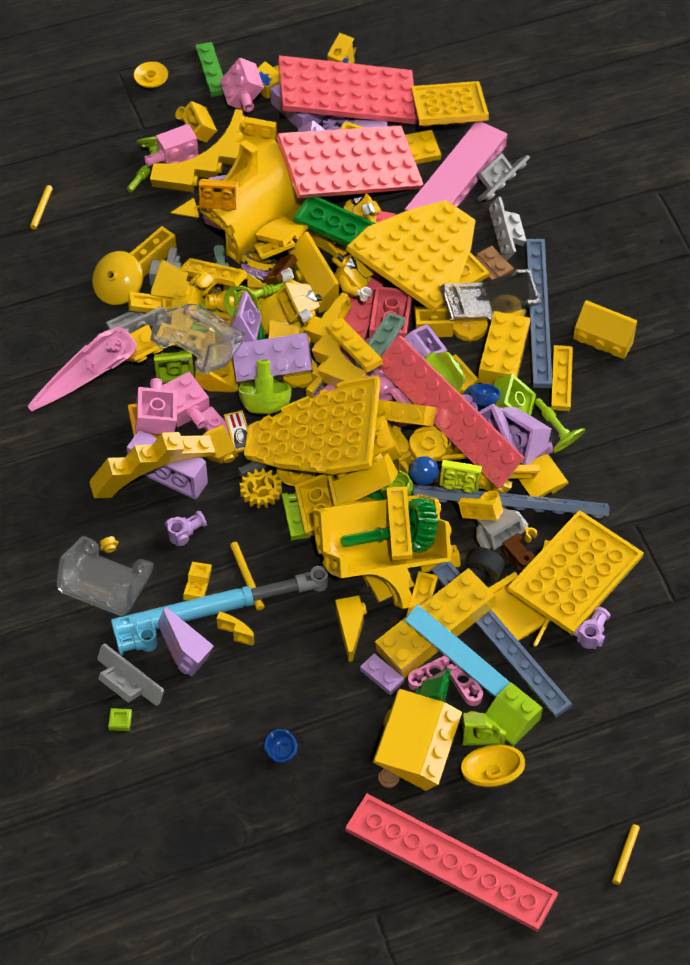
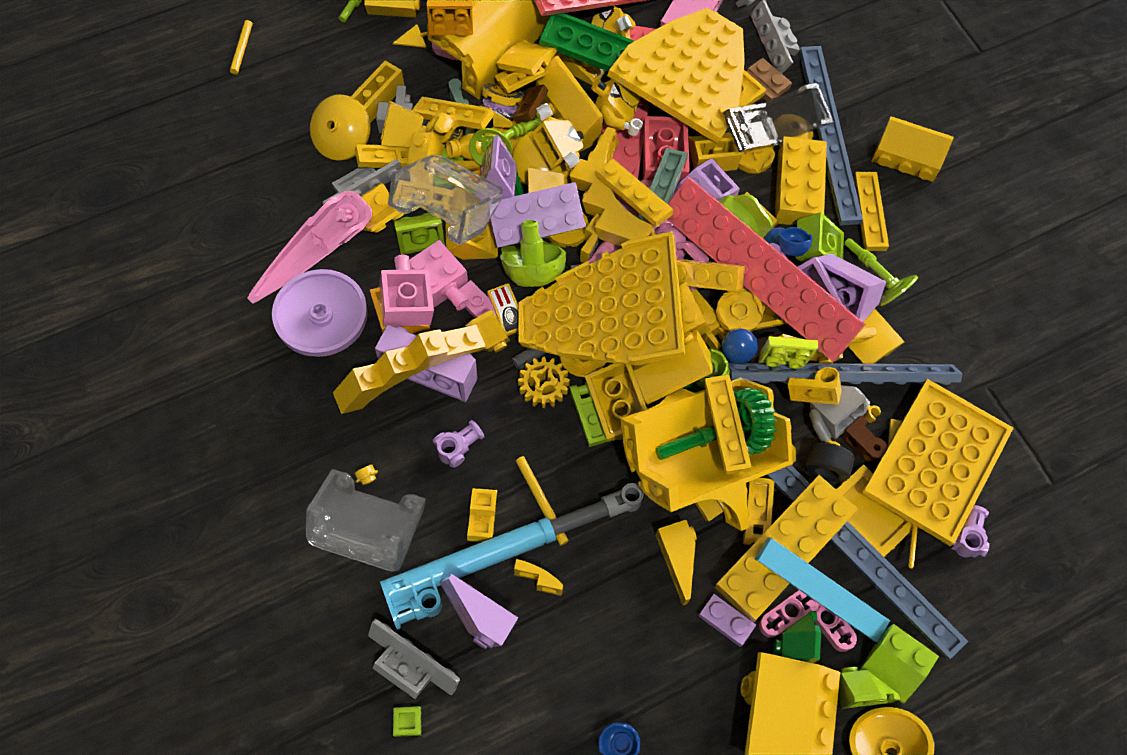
camera: 10 degrees left, 10 degrees up
(85, 420) = (319, 312): none -> lavender dish

